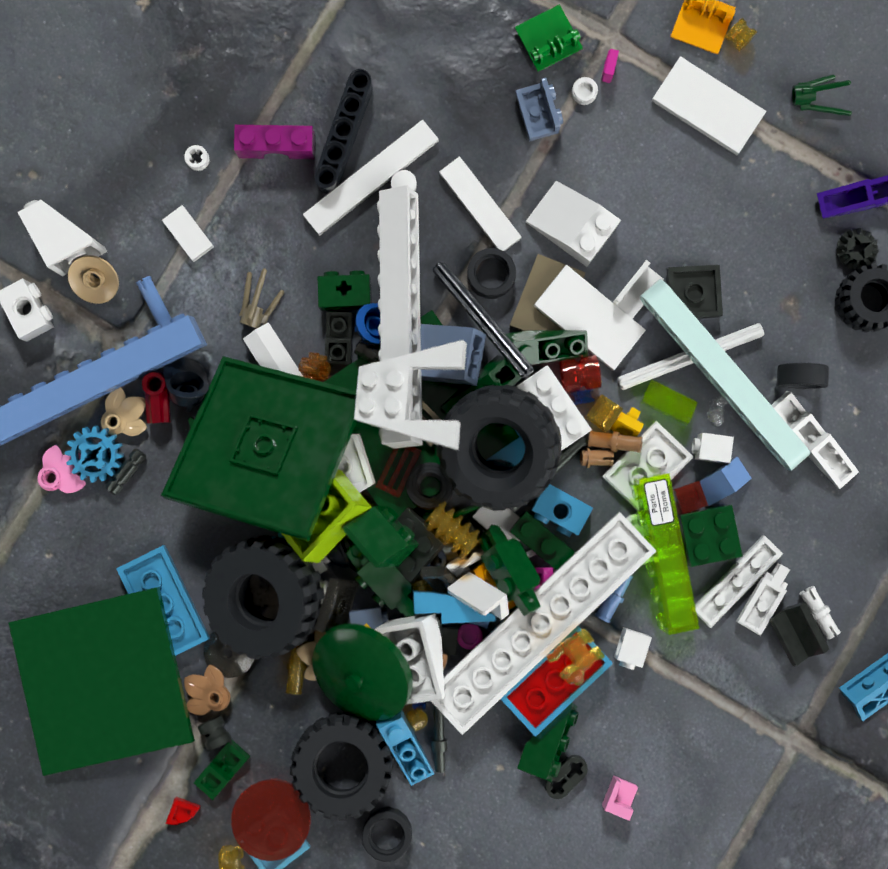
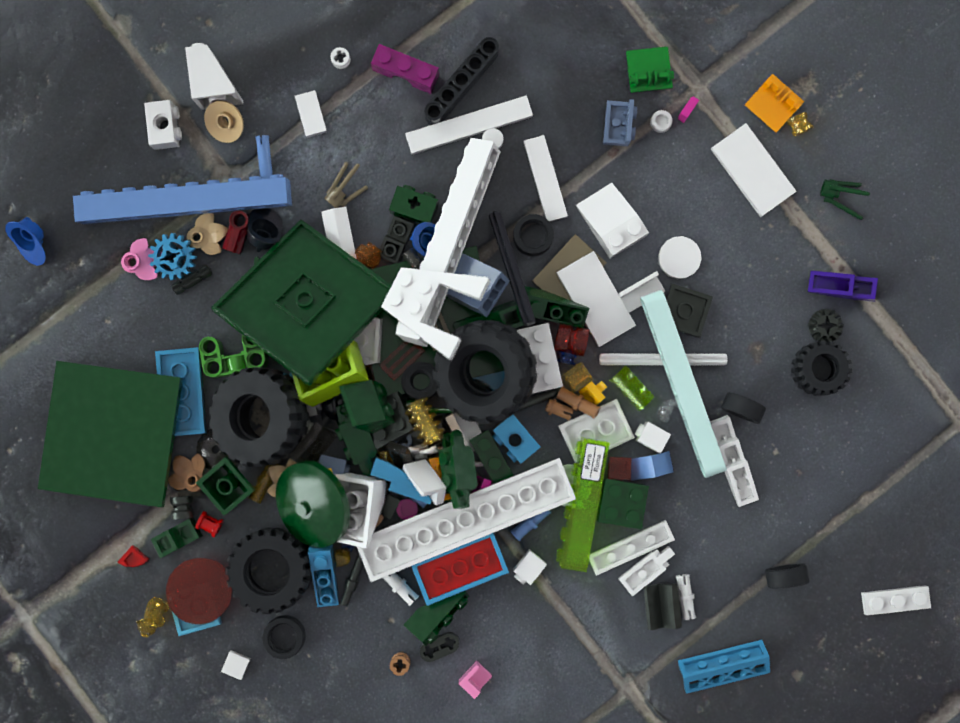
camera: 15 degrees right, 0 degrees up
(206, 549) = (229, 363): none -> bright green beam
(253, 740) = (209, 524): none -> red bush
(255, 690) = (225, 486): none -> dark green slope
(498, 727) = (399, 585): none -> white pin
(537, 814) = (405, 660): none -> medium nougat bush
(577, 652) = (485, 557): clear yellow animal -> none
(664, 235) = (679, 257): none -> white tile

